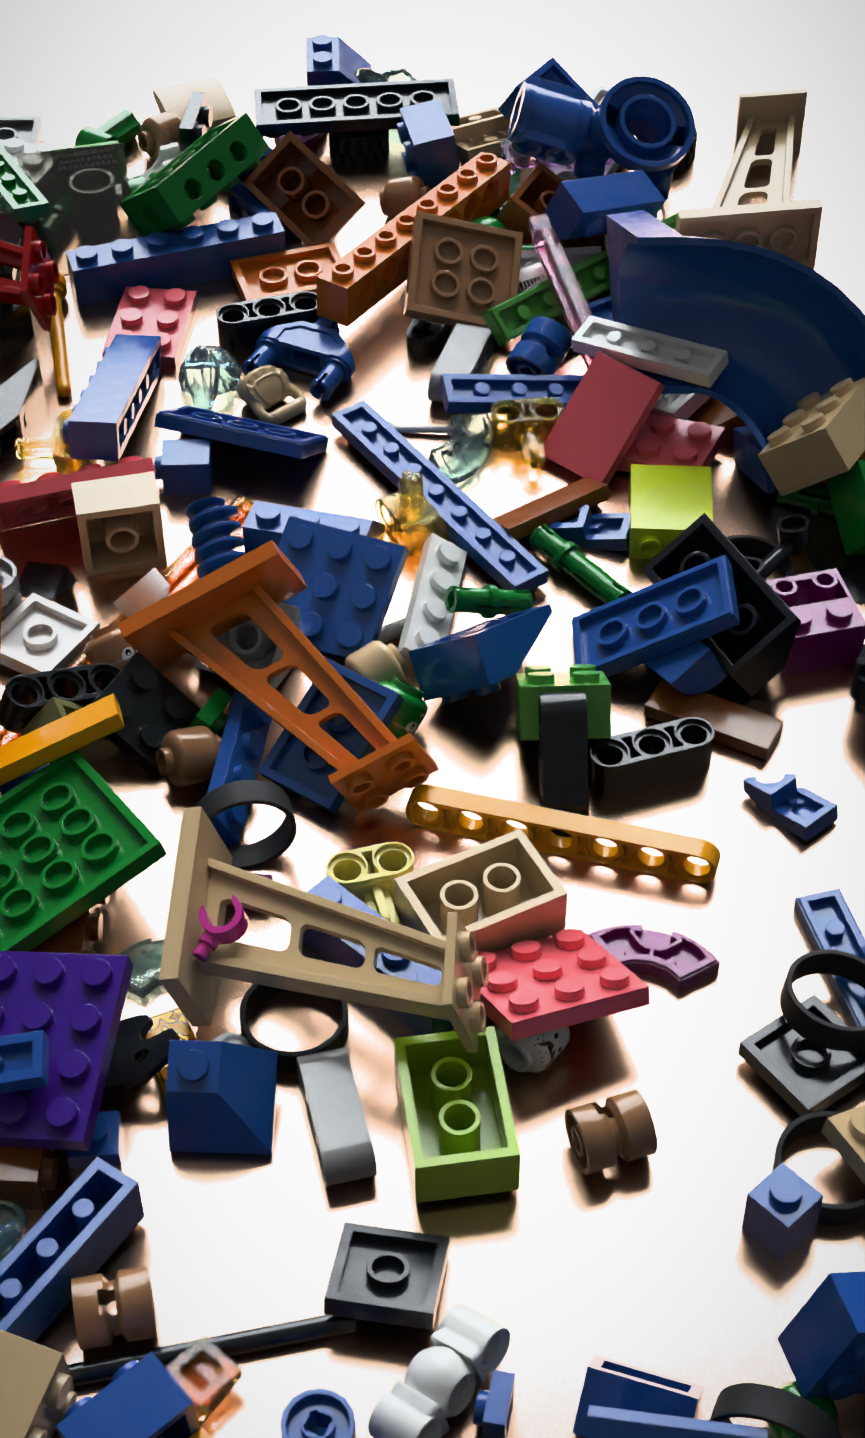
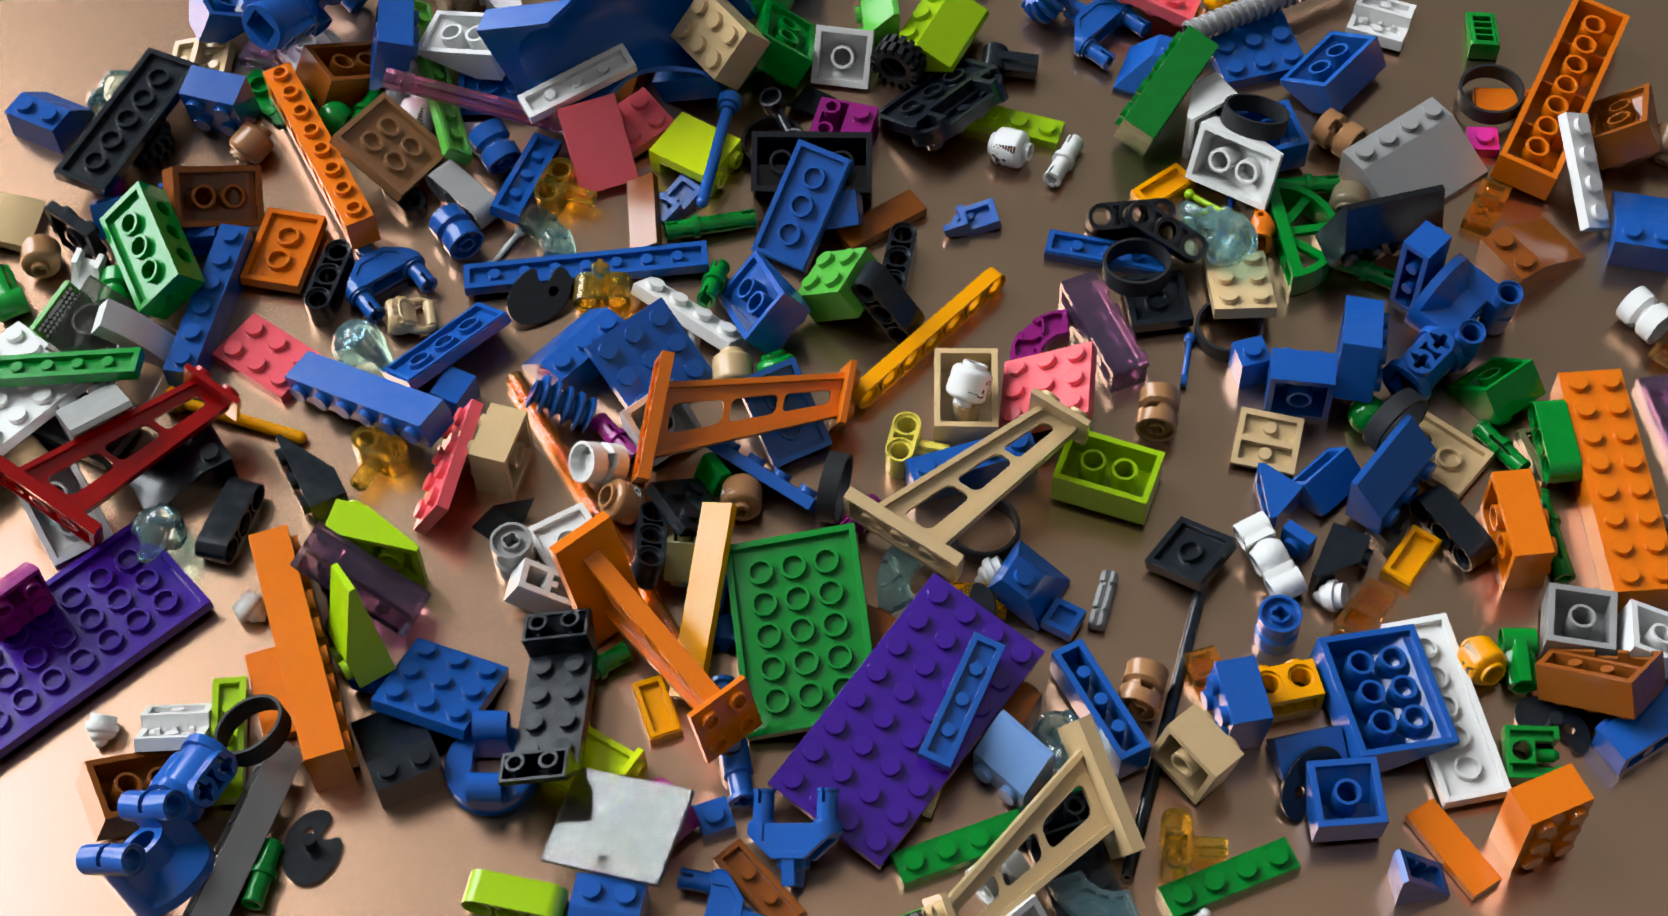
camera: 60 degrees left, 10 degrees up
(86, 202) = (131, 329): none -> white slope
(193, 1167) = (1063, 619): none -> blue plate
(218, 935) = (935, 528): dark pink piece -> none
(256, 1205) = (1103, 600): none -> light grey axle
(336, 1117) = (1069, 535): beam -> none
(356, 471) = (530, 298): none -> black piece
(402, 376) = (456, 231): none -> blue wheel
(467, 872) = (969, 383): none -> white head
(555, 1349) = (1276, 494): none -> blue slope
(663, 1301) = (1268, 440): none -> tan slope
(702, 1148) = (1189, 338): none -> blue hinge
(707, 1015) = (1102, 322): none -> clear purple brick
(750, 496) = (728, 105): none -> blue piece
(768, 1276) = (1300, 383): none -> blue brick

